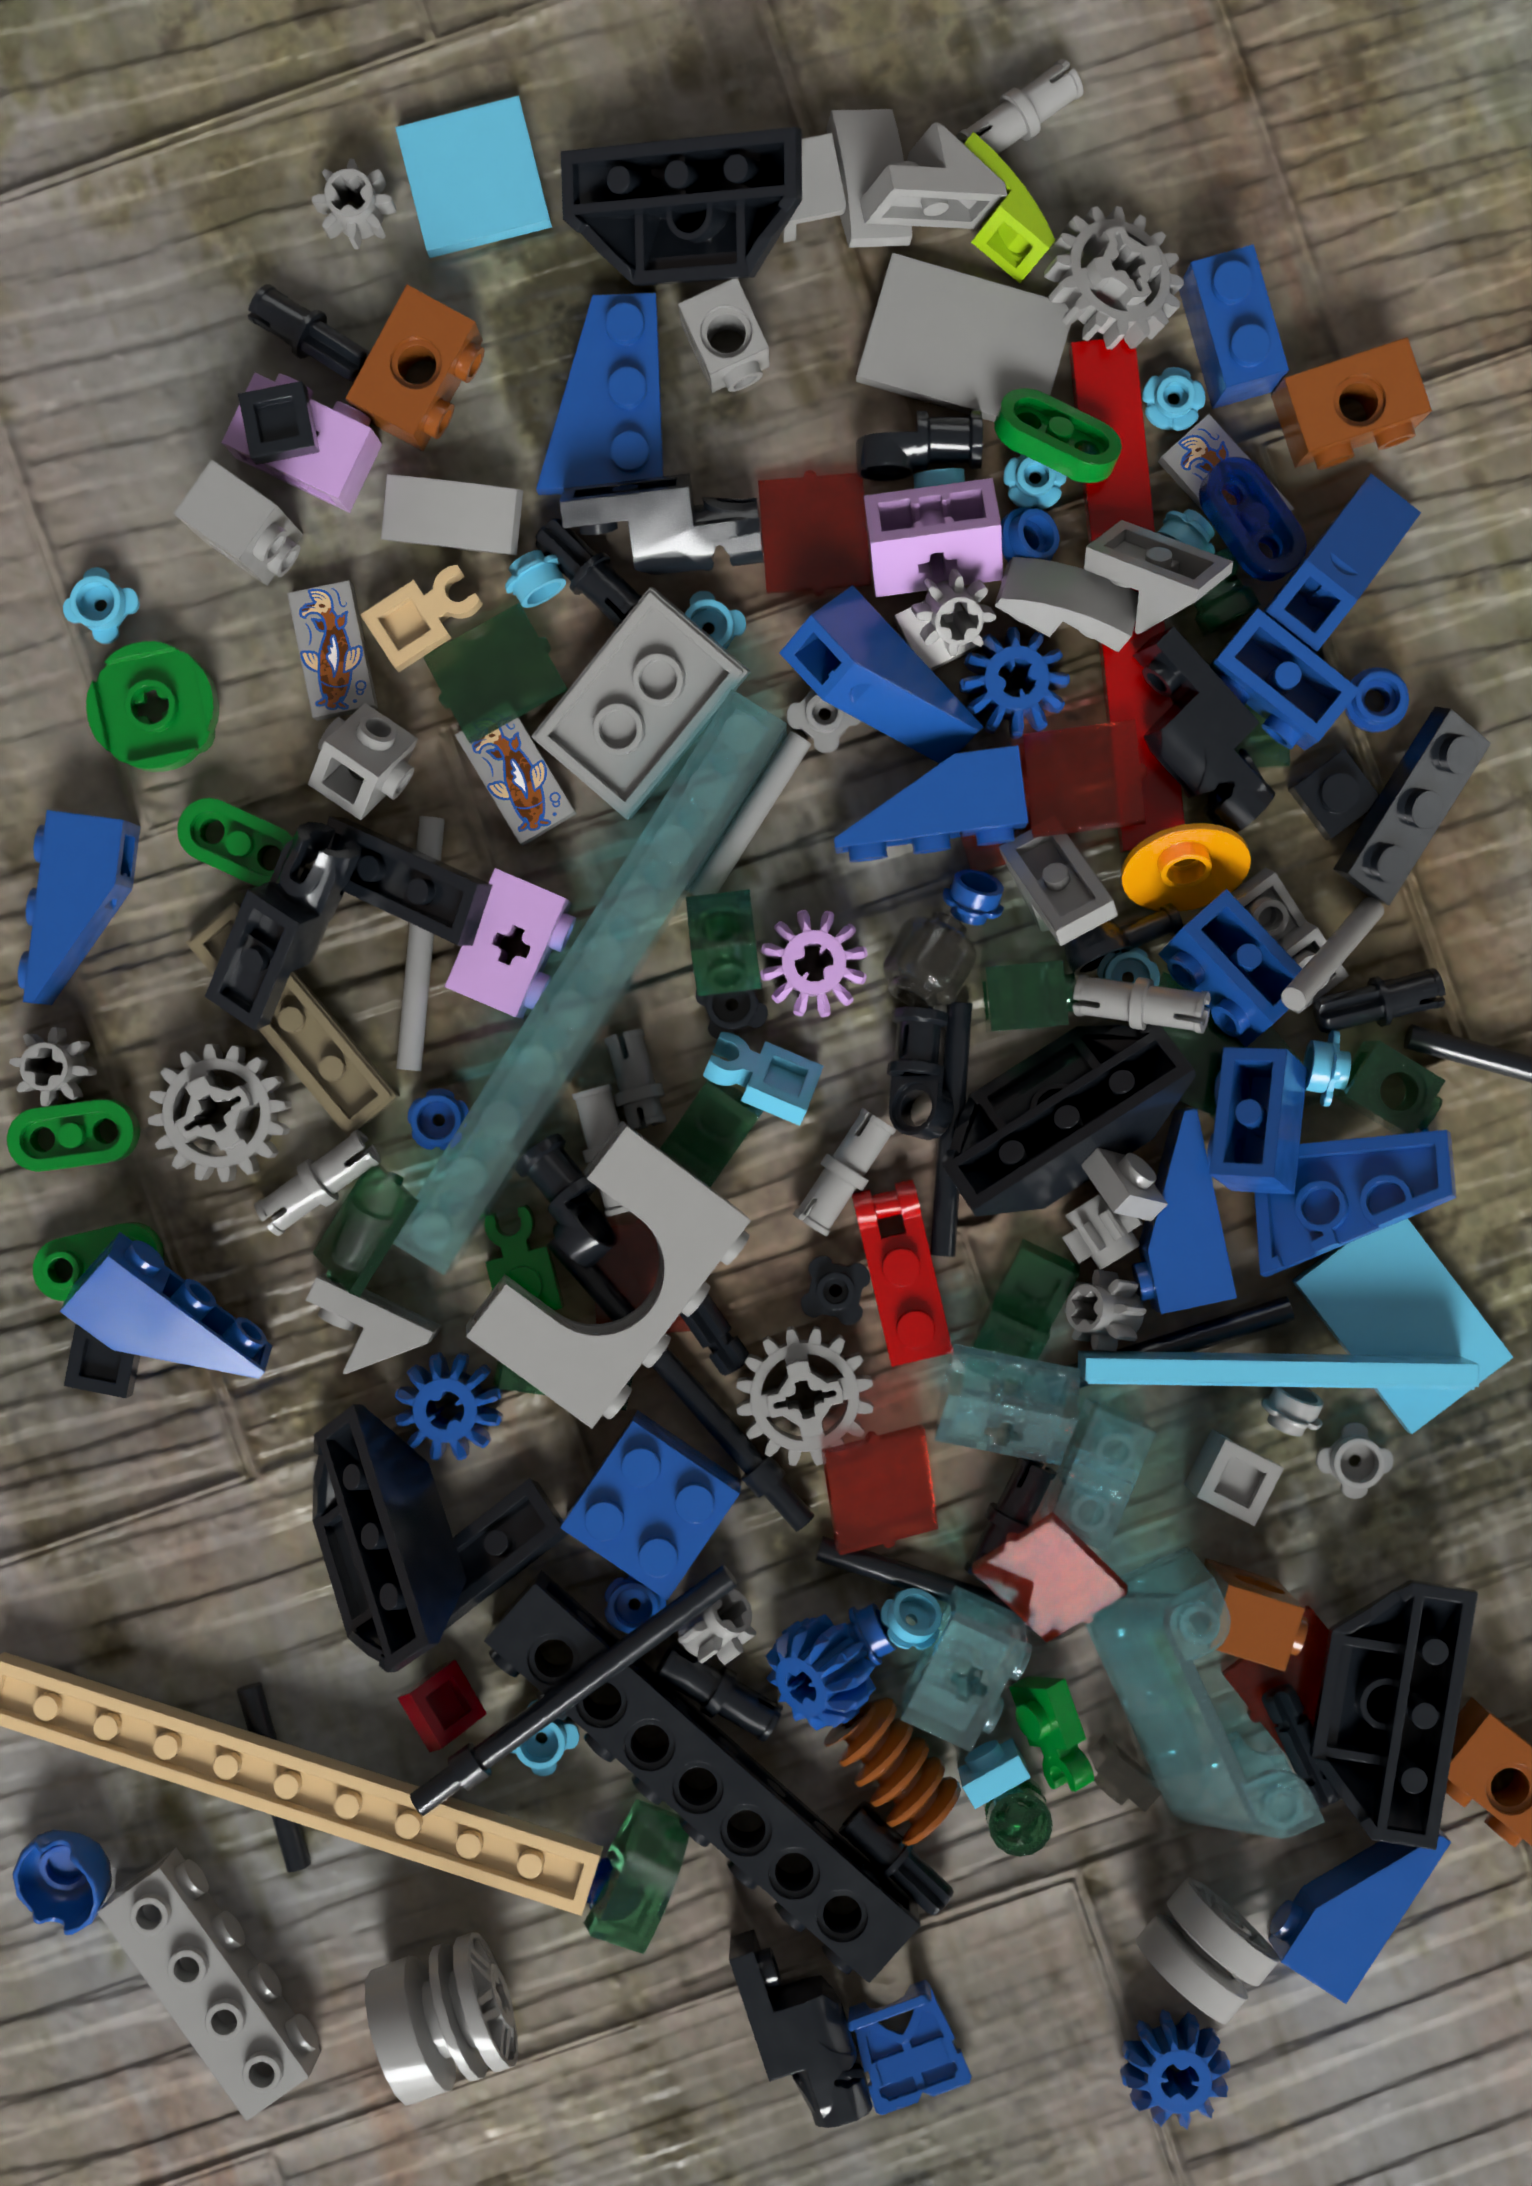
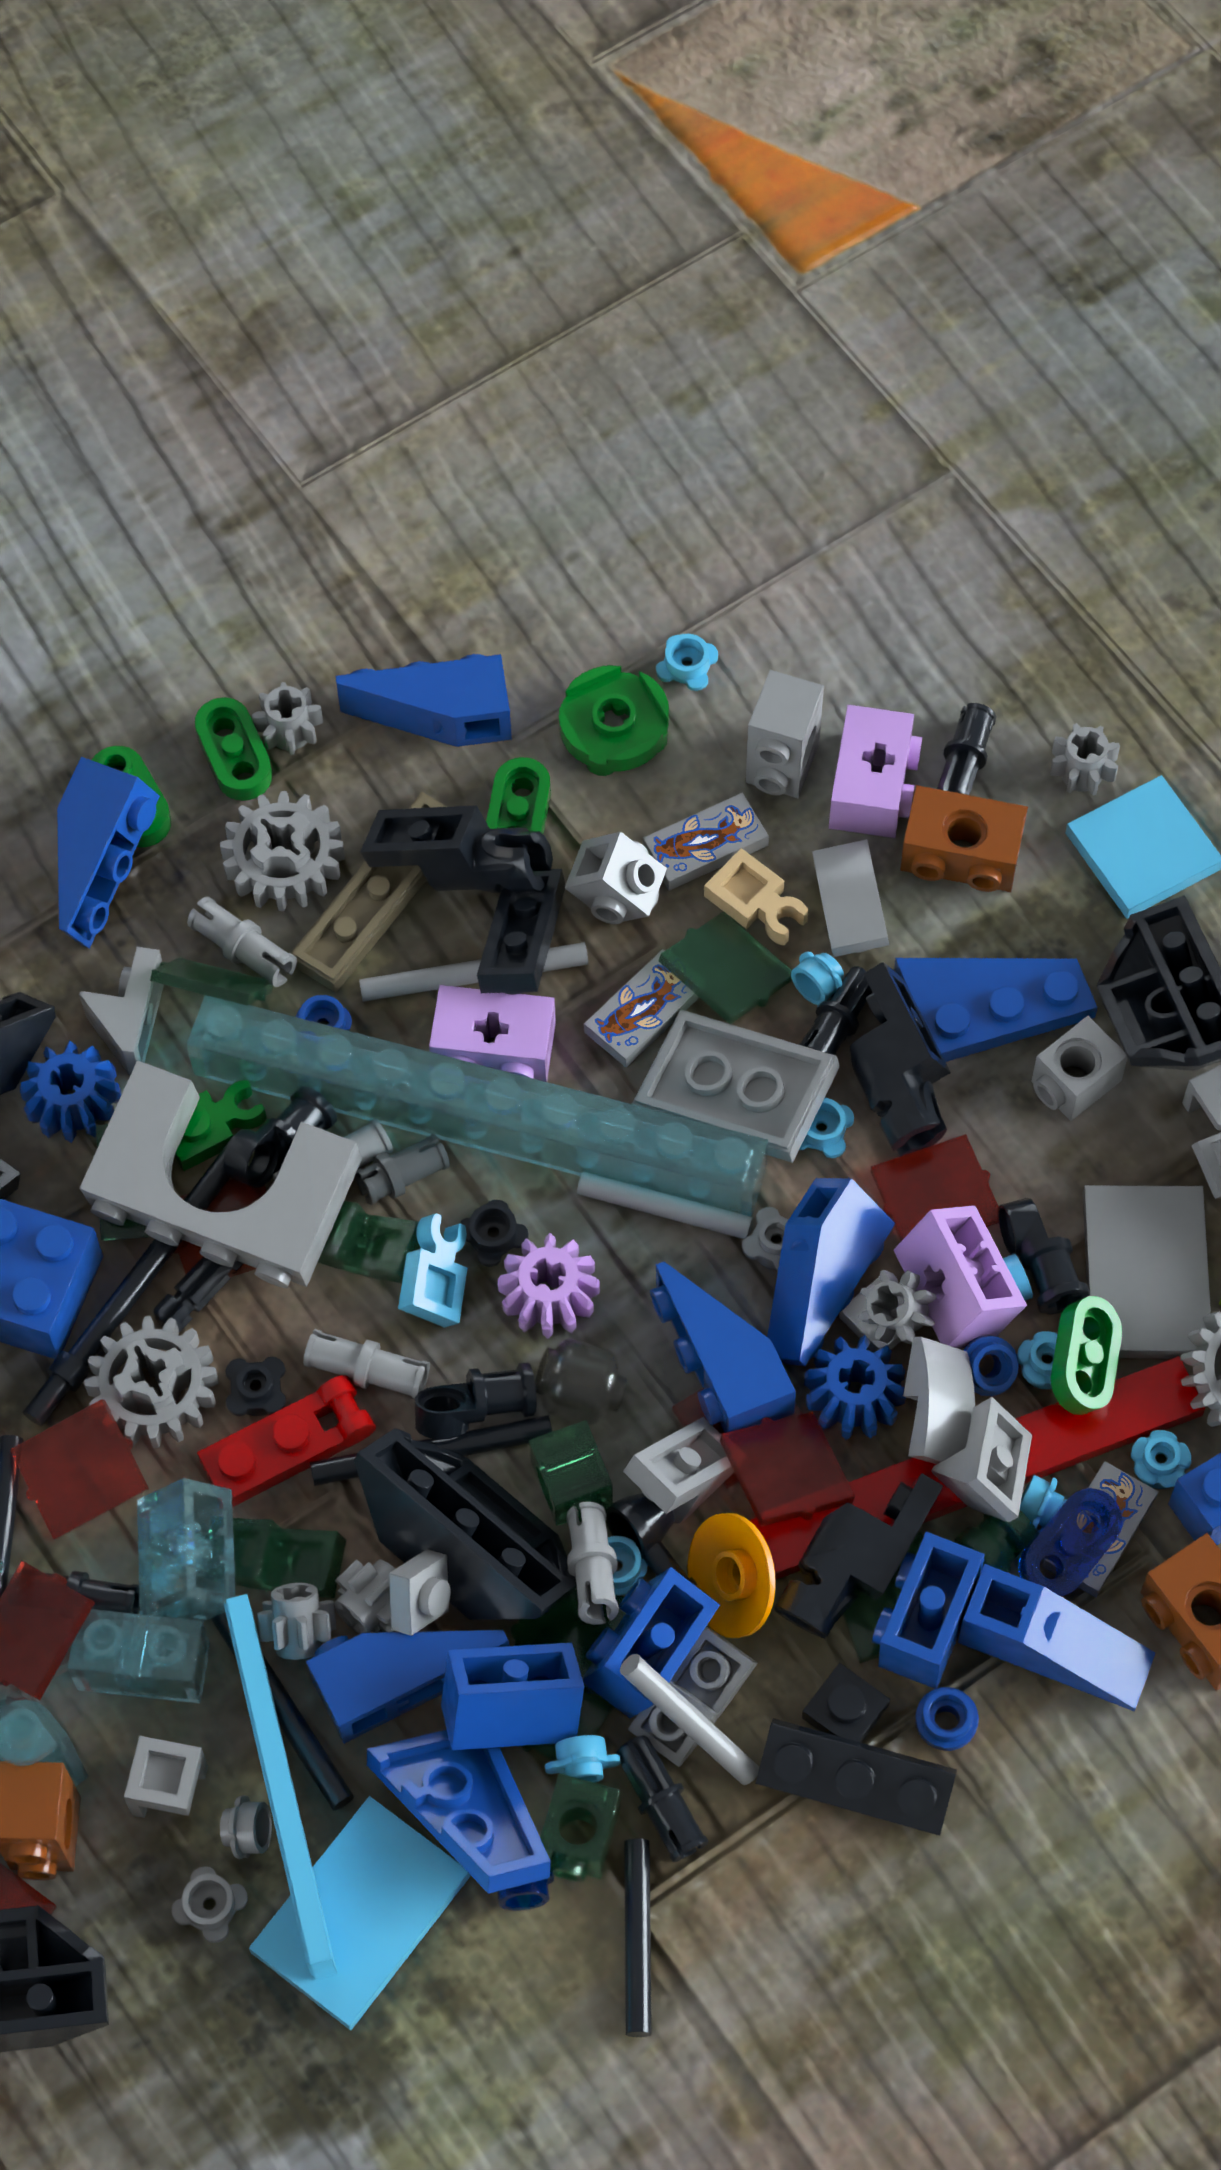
camera: 70 degrees right, 25 degrees down
(98, 1368) = (37, 817): black plate -> none
(278, 423) = (875, 735): black plate -> none
(723, 942) = (544, 1199): clear green brick -> none
(974, 897) = (650, 1407): blue plate -> none

